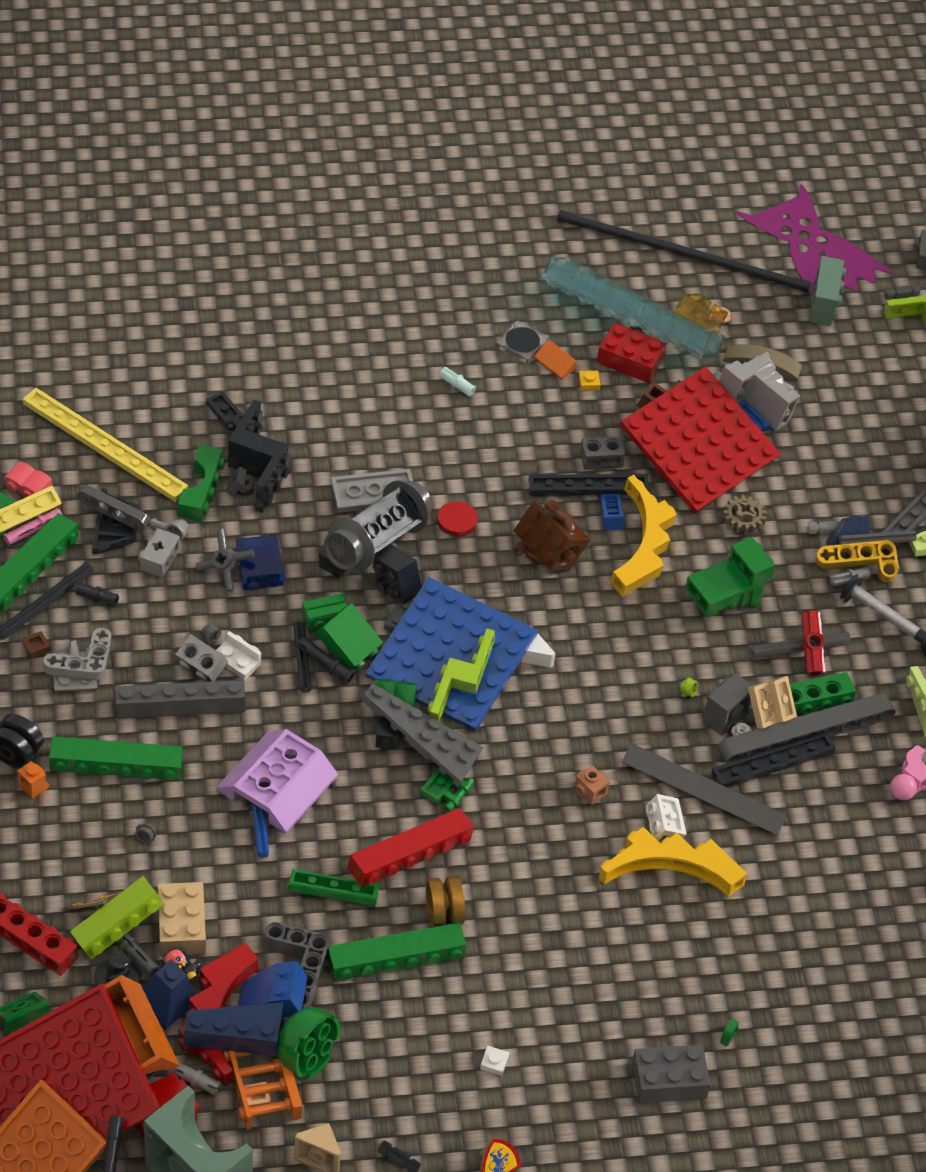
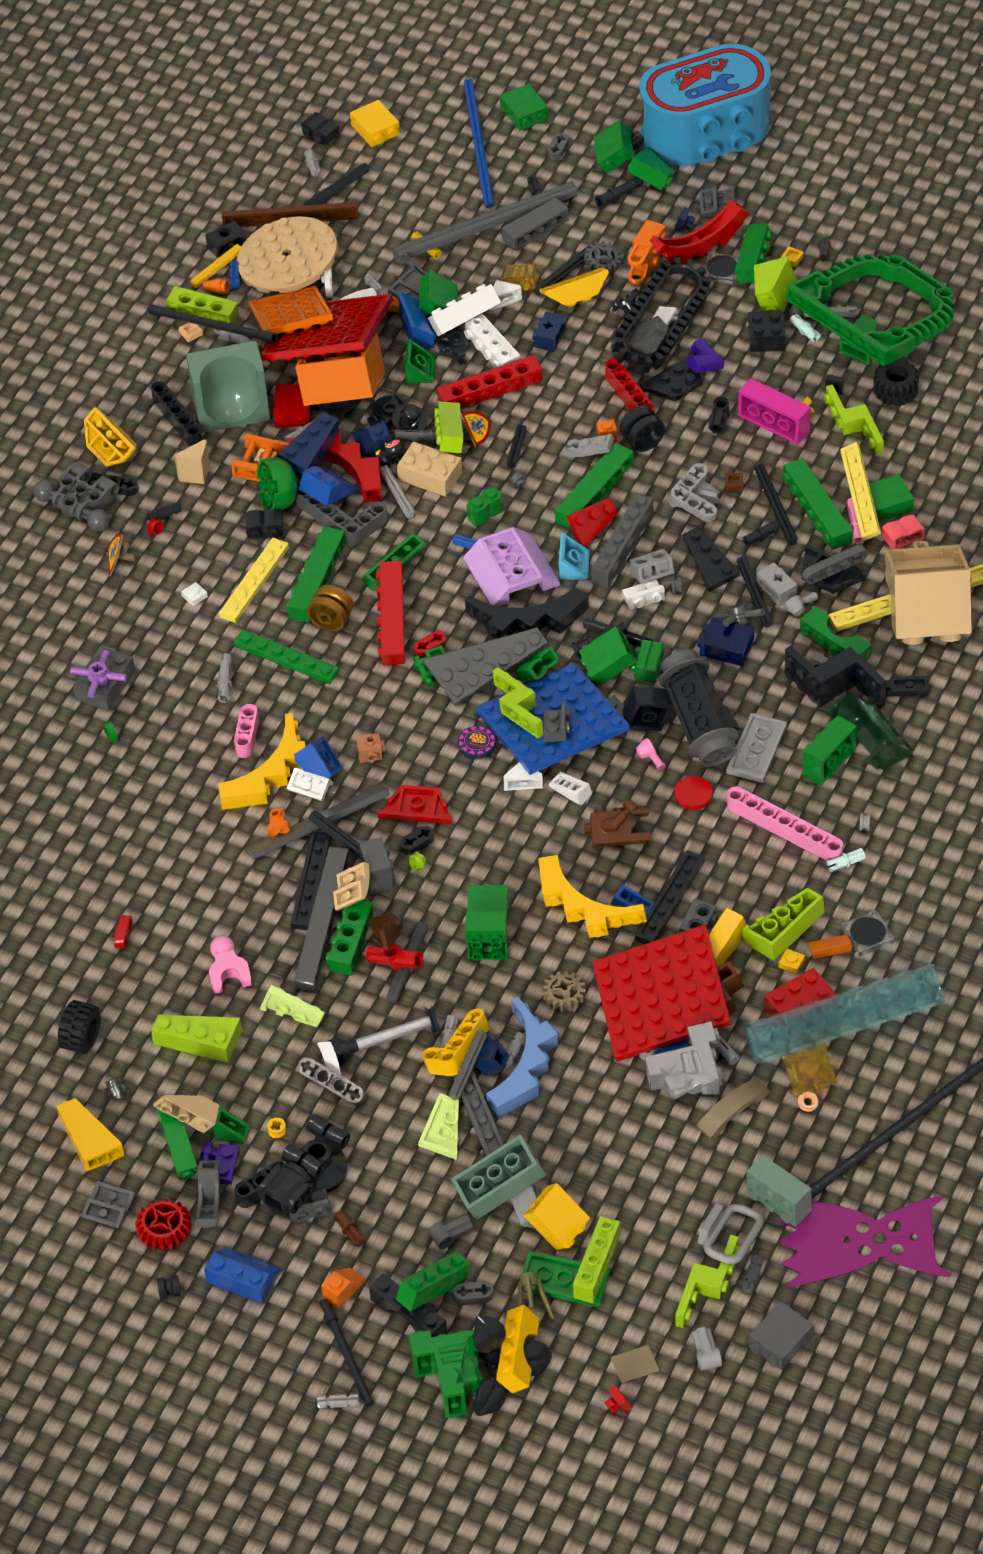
camera: 130 degrees right, 0 degrees up
(62, 781) = (589, 446): none -> light grey hinge
(85, 434) = (929, 592): none -> tan piece
(93, 860) = (516, 446): none -> black axle
(155, 623) = (712, 563): none -> black wing
(167, 736) = (591, 520): none -> red wing
(176, 570) = (754, 590): none -> black axle
(206, 841) = (484, 506): none -> green brick
(231, 936) = (397, 491): none -> light grey axle
(232, 735) = (573, 559): none -> medium azure slope
(305, 403) = (872, 730): none -> clear green windscreen
(337, 731) = (554, 614): none -> black arch
(349, 427) = (829, 750): none -> green brick
(358, 1041) = (264, 523): none -> black brick
(406, 383) = (864, 822): none -> light grey bush
(420, 806) = (429, 642): none -> red beam
(428, 1152) = (155, 526): none -> red plate
(434, 569) = (646, 750): none -> bright pink bar
(437, 1013) = (254, 580): none -> light yellow plate
(450, 436) = (784, 824): none -> bright pink beam
(468, 628) = (556, 724): none -> dark grey bracket
(515, 709) = (476, 742): none -> dark blue tile
(520, 928) = (286, 656): none -> green plate
(521, 597) = (577, 791): none -> white slope
(561, 389) = (785, 924): none -> lime wedge
(596, 960) = (224, 683): none -> light grey pin
(603, 421) = (726, 935): none -> yellow slope
(626, 719) = (416, 804): none -> red wing
(644, 811) = (318, 759): none -> blue slope
(650, 898) = (246, 731): none -> bright pink beam
(664, 701) = (417, 840): none -> black beam
(691, 1052) = (98, 674): none -> medium lavender bar
(712, 755) = (335, 832): none -> black axle
(737, 812) = (278, 823): none -> orange plate
(794, 659) = (386, 929): none -> reddish brown slope
(835, 504) = (522, 1083): none -> medium blue arch
(885, 324) = (714, 1224): none -> light grey bar

